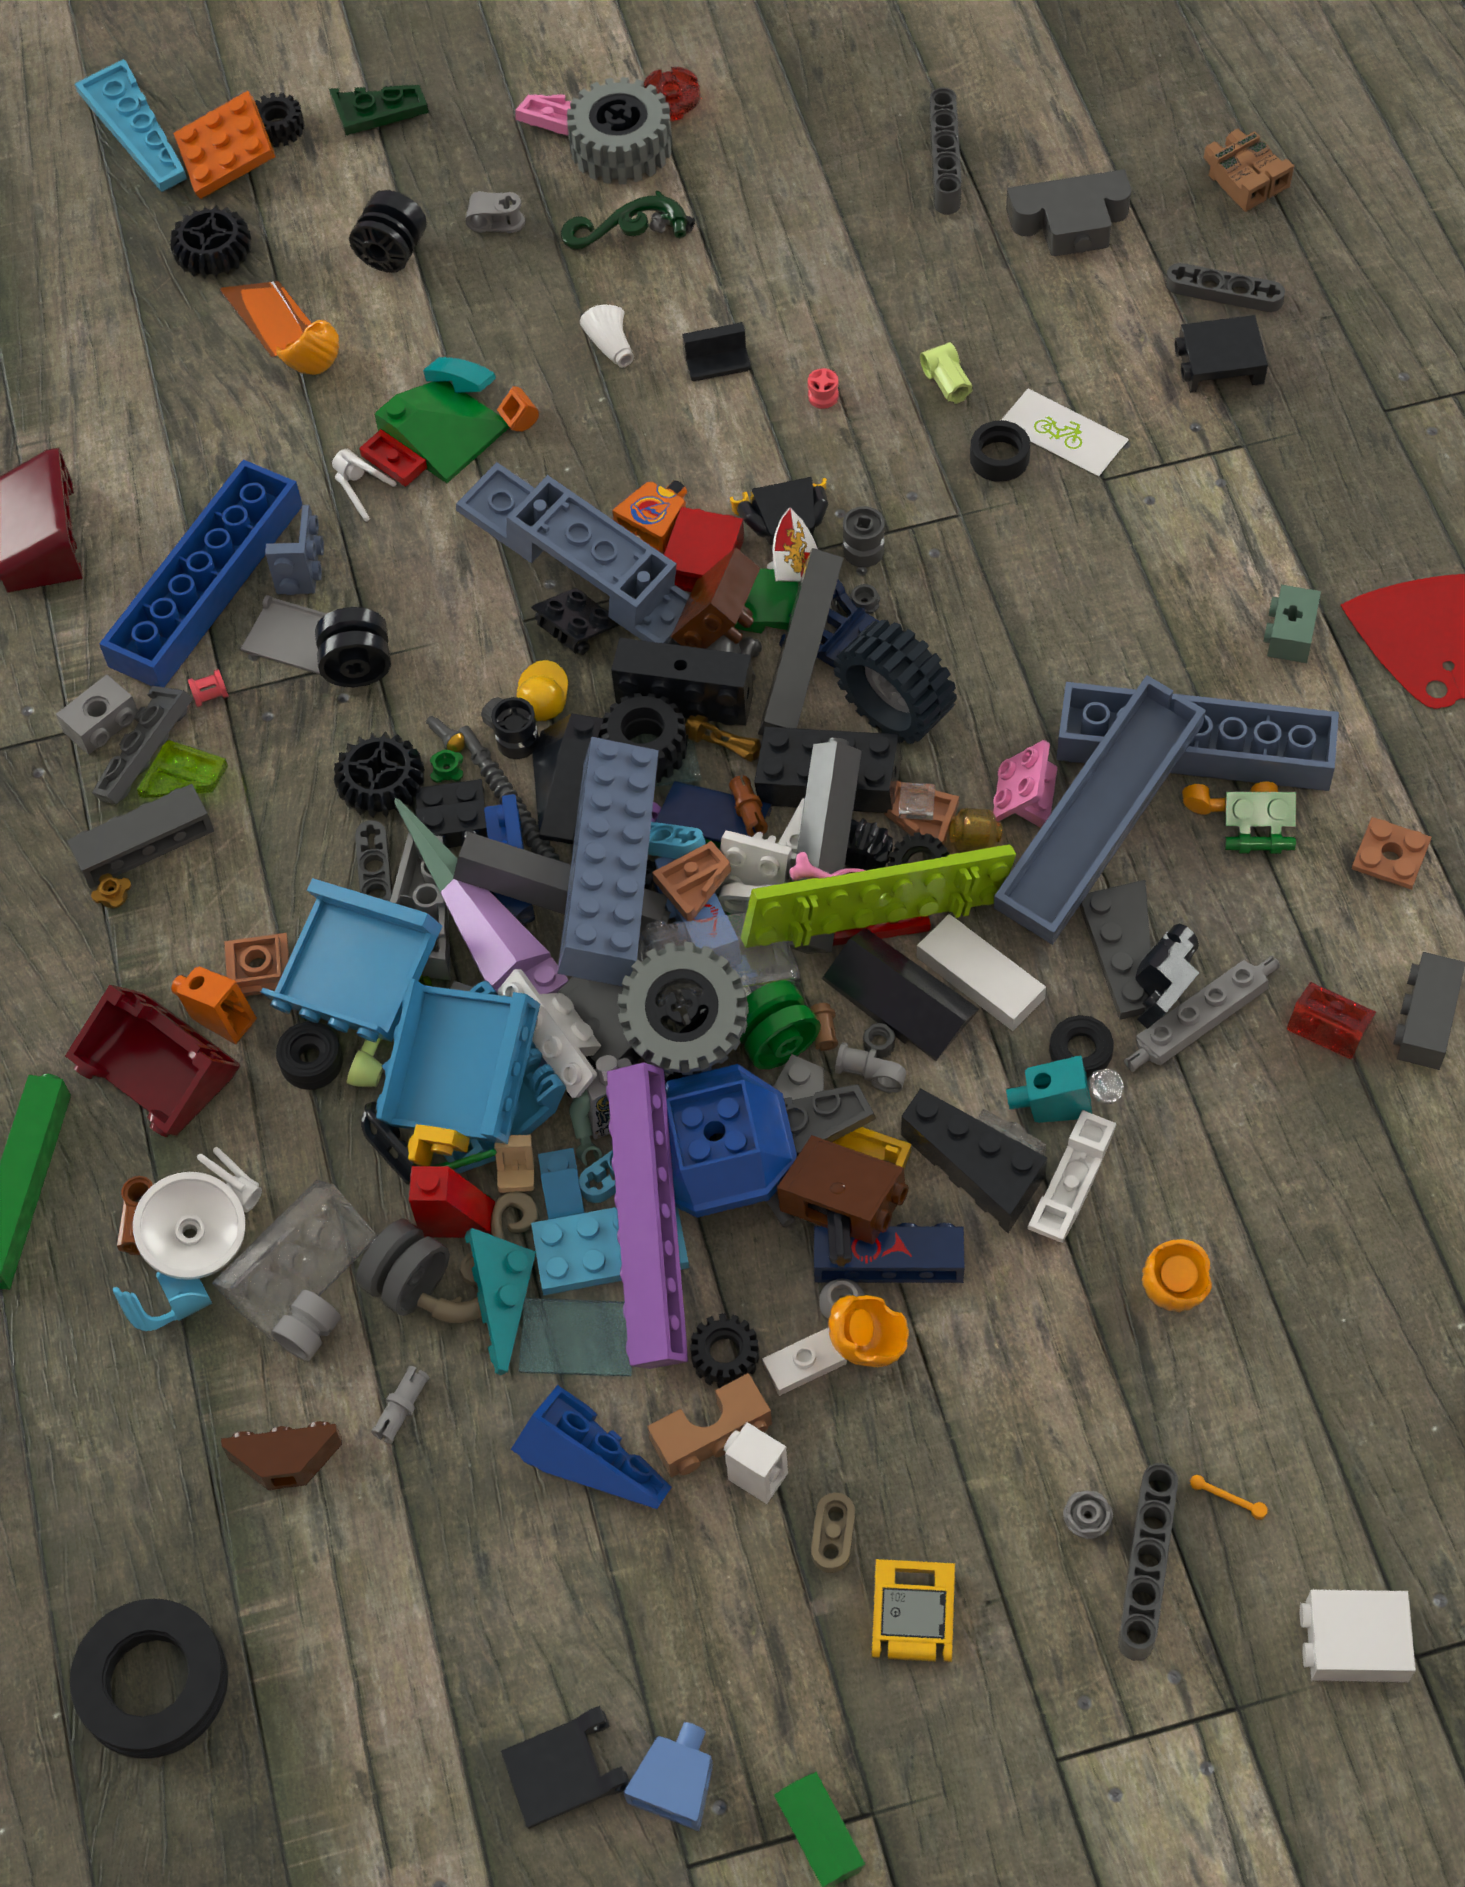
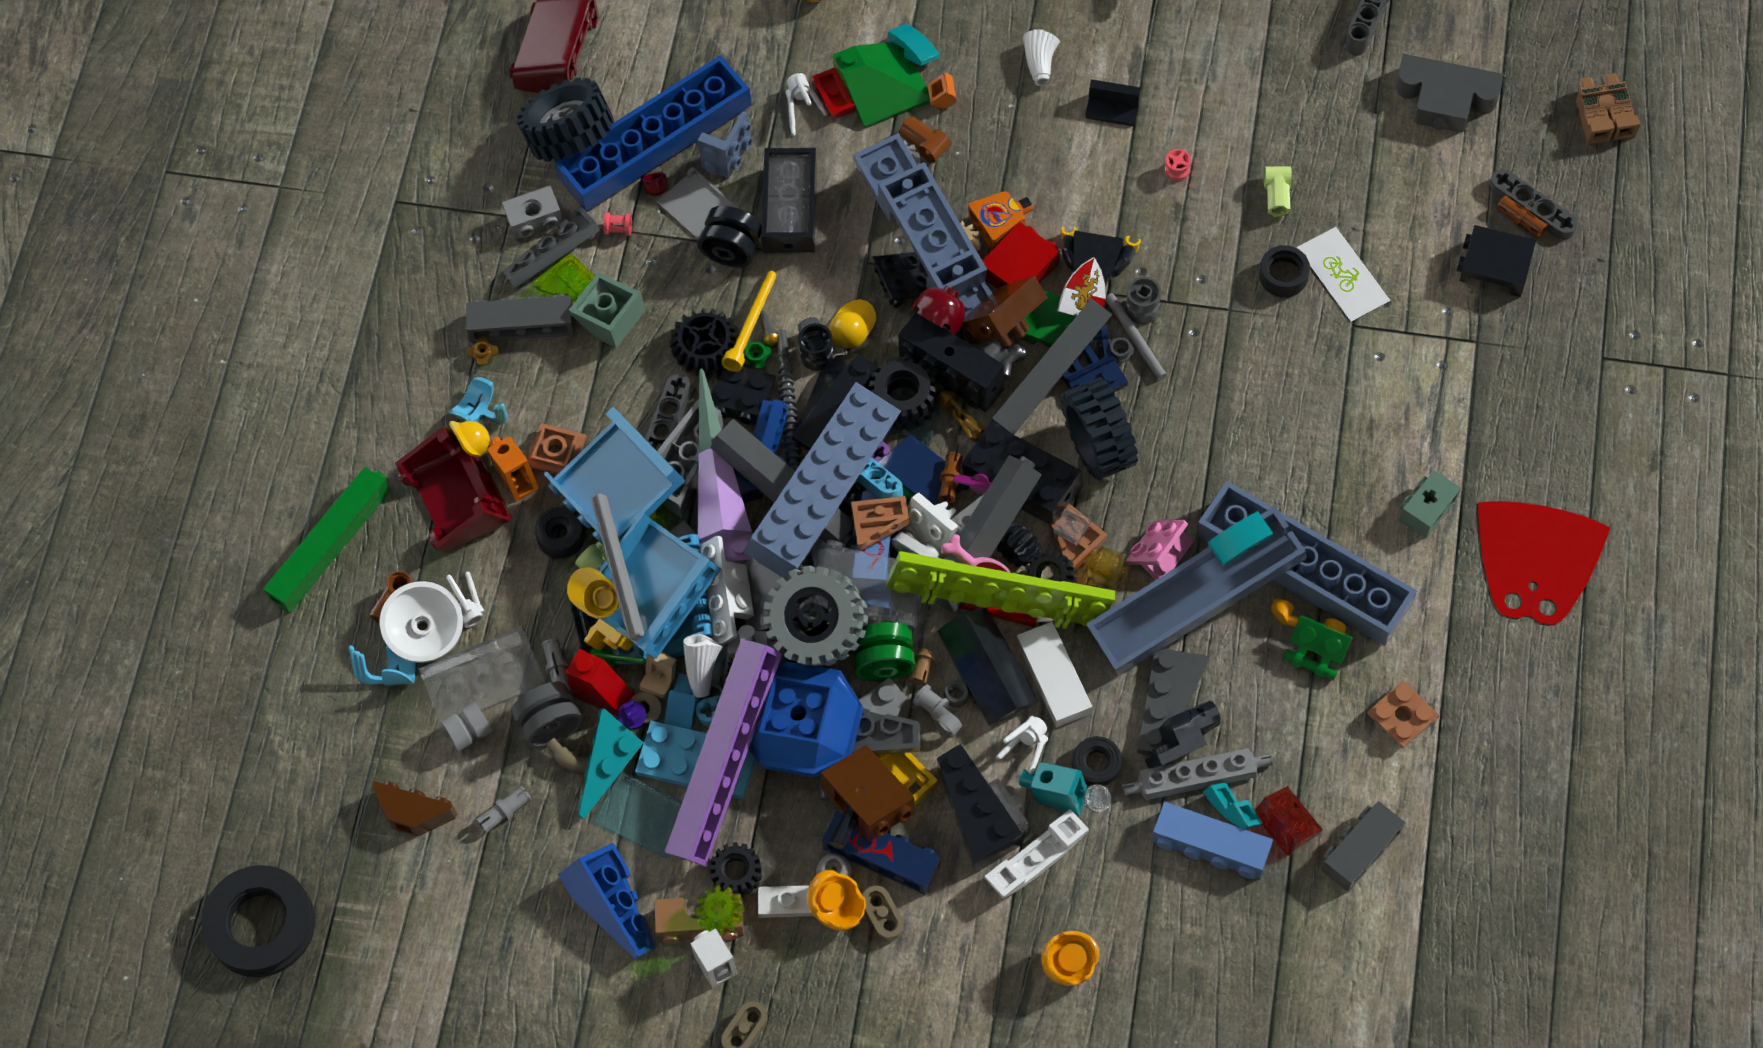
camera: 25 degrees right, 5 degrees up
(91, 593) = (565, 119): none -> black wheel
(135, 929) = (477, 388): none -> medium azure helmet
(151, 986) = (472, 437): none -> yellow cap
(230, 630) = (655, 183): none -> dark red piece
(245, 782) = (608, 309): none -> sand green slope
(375, 1201) = (552, 651): none -> light grey pin
(395, 1097) = (592, 593): none -> yellow cap
(402, 584) = (789, 200): none -> brick
(412, 1053) = (617, 567): none -> light grey axle
(425, 776) = (734, 358): none -> yellow piece
(506, 1223) = (632, 714): none -> dark purple plate
(527, 465) = (929, 143): none -> dark orange piece
(565, 1124) = (700, 659): none -> white piece
(646, 621) = (941, 307): none -> dark red cylinder
(734, 1387) = (724, 899): none -> clear neon green gear
(786, 796) = (979, 483): none -> magenta piece
(880, 584) = (1135, 336): none -> light grey bar
(929, 1323) = (884, 913): none -> dark tan plate
(990, 1047) = (1029, 733): none -> white plant
(1127, 724) = (1240, 538): none -> teal slope
(1220, 303) = (1522, 216): none -> dark orange pin
(1261, 1076) = (1212, 841): none -> medium blue brick
(1273, 1032) = (1239, 813): none -> teal slope

